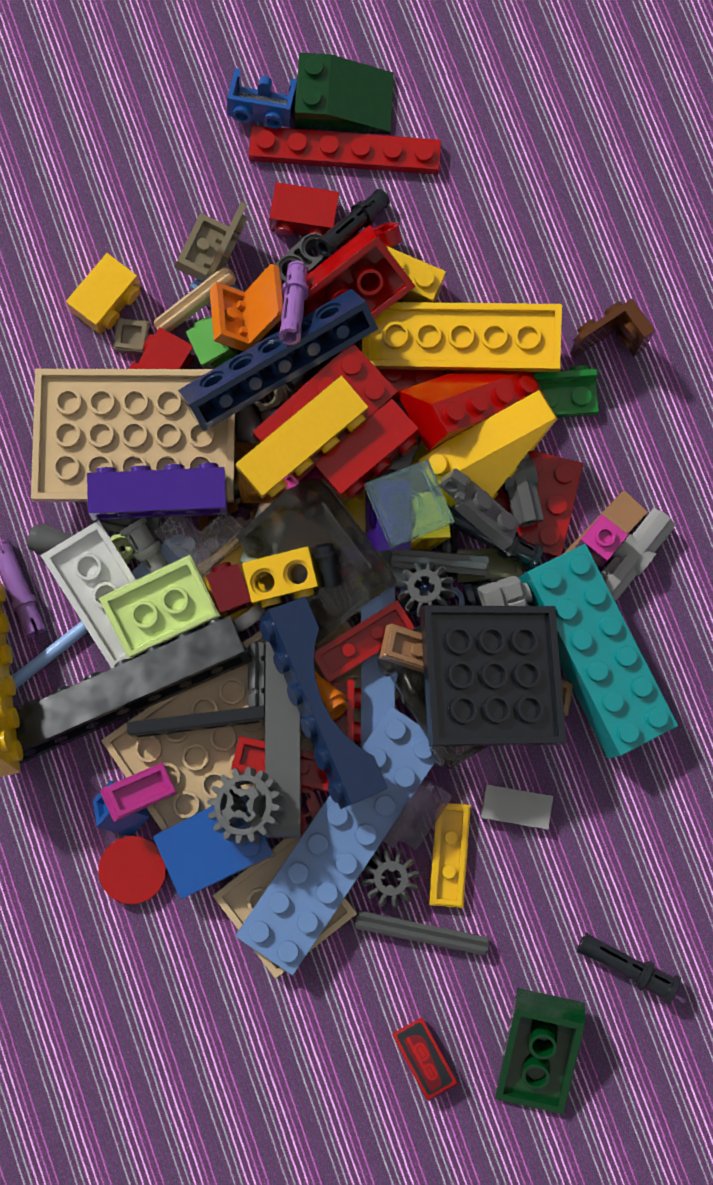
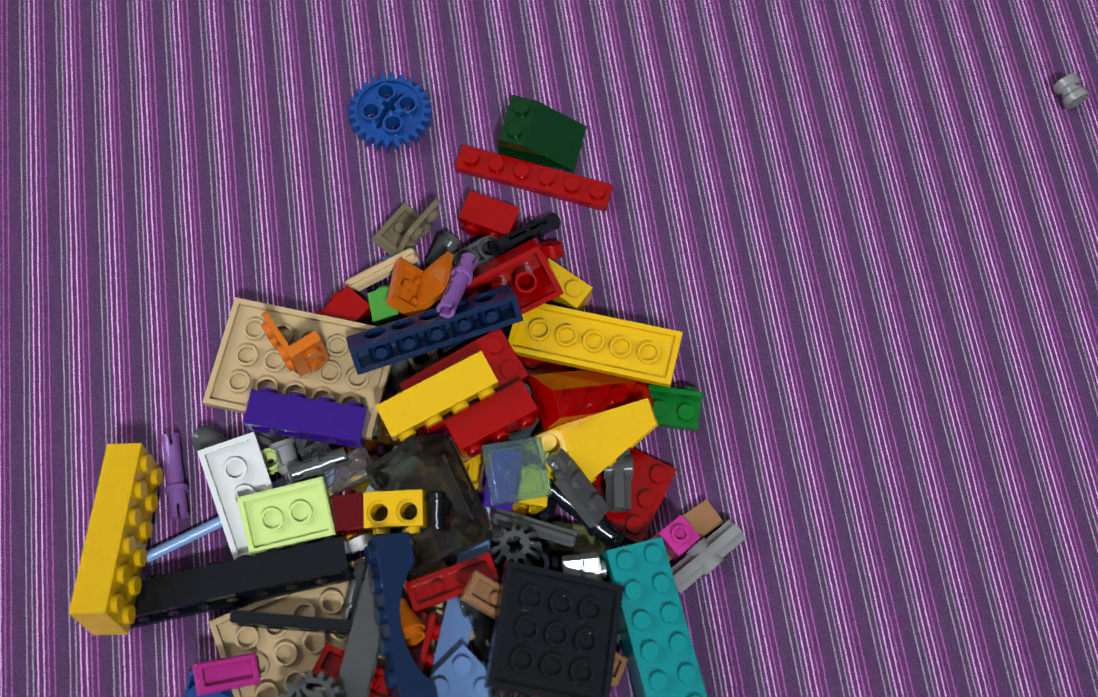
camera: 10 degrees right, 10 degrees down
(104, 294) = (310, 251): yellow brick -> none
(131, 336) = (323, 288): dark tan tile -> none
(136, 423) = (304, 355): none -> orange bracket
(181, 542) = (317, 464): none -> dark grey pin
(182, 110) = (390, 112): none -> blue gear
(259, 257) = (443, 243): none -> dark grey cone
(261, 103) = (472, 129): blue window -> none
(626, 320) = (731, 354): reddish brown bracket -> none

